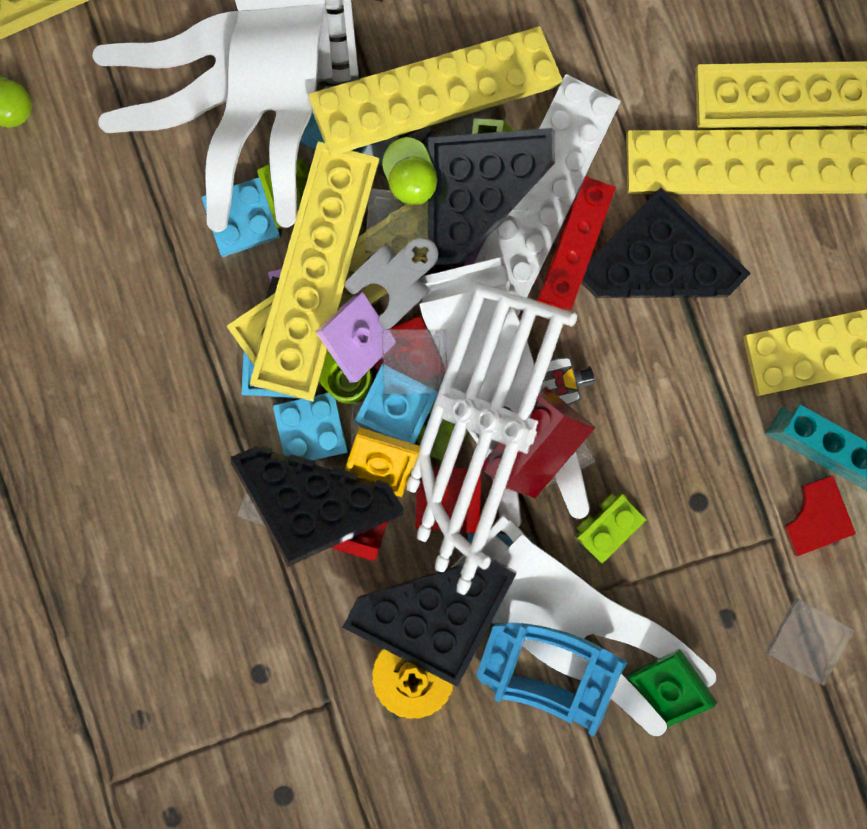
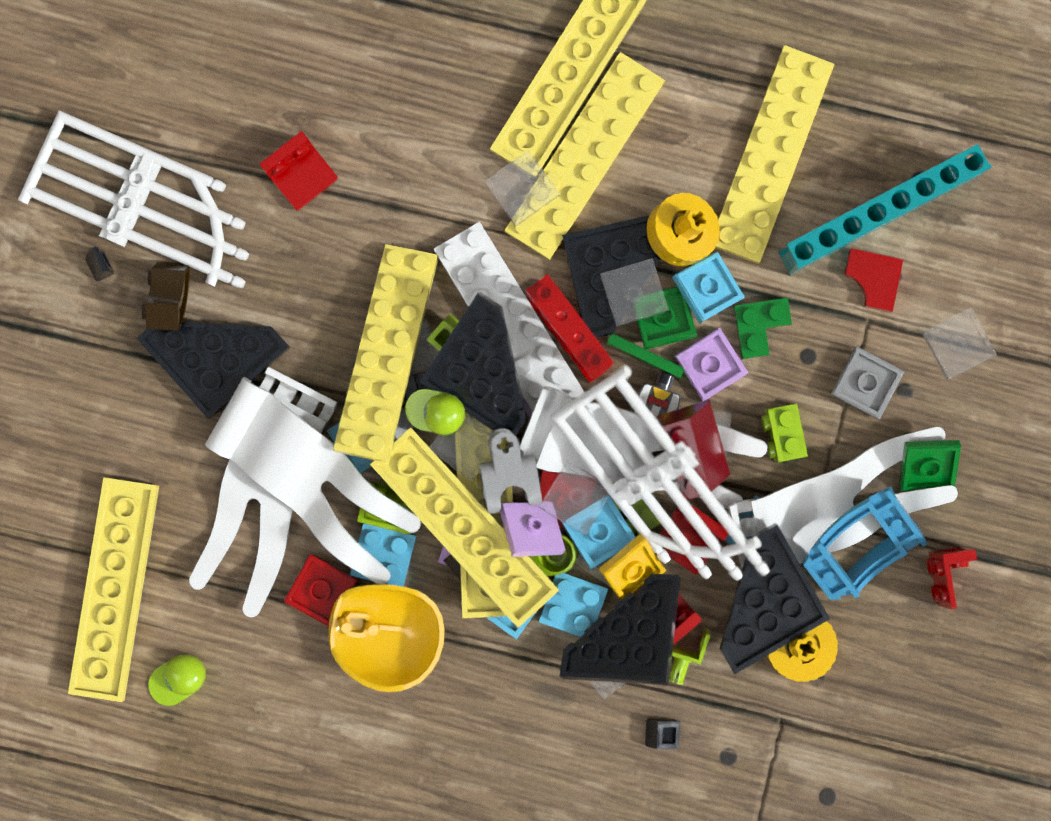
camera: 55 degrees left, 0 degrees up
(162, 265) = (386, 636): none -> yellow piece
(168, 178) = (318, 588): none -> red plate
(241, 596) = (662, 734): none -> black slope
(328, 568) = (683, 657): none -> lime bracket
(578, 763) = (939, 566): none -> red bracket
(595, 341) = (645, 356): none -> green tile
(629, 412) = (711, 364): none -> lavender tile
(645, 337) = (668, 326): none -> green plate
(651, 289) = (634, 292): none -> clear plate
(681, 117) = (522, 188): none -> clear plate
(702, 360) = (708, 287): none -> medium azure plate
(702, 427) = (754, 320): none -> green plate
(711, 576) = (867, 383): none -> light grey plate
(759, 301) = (697, 224): none -> yellow piece

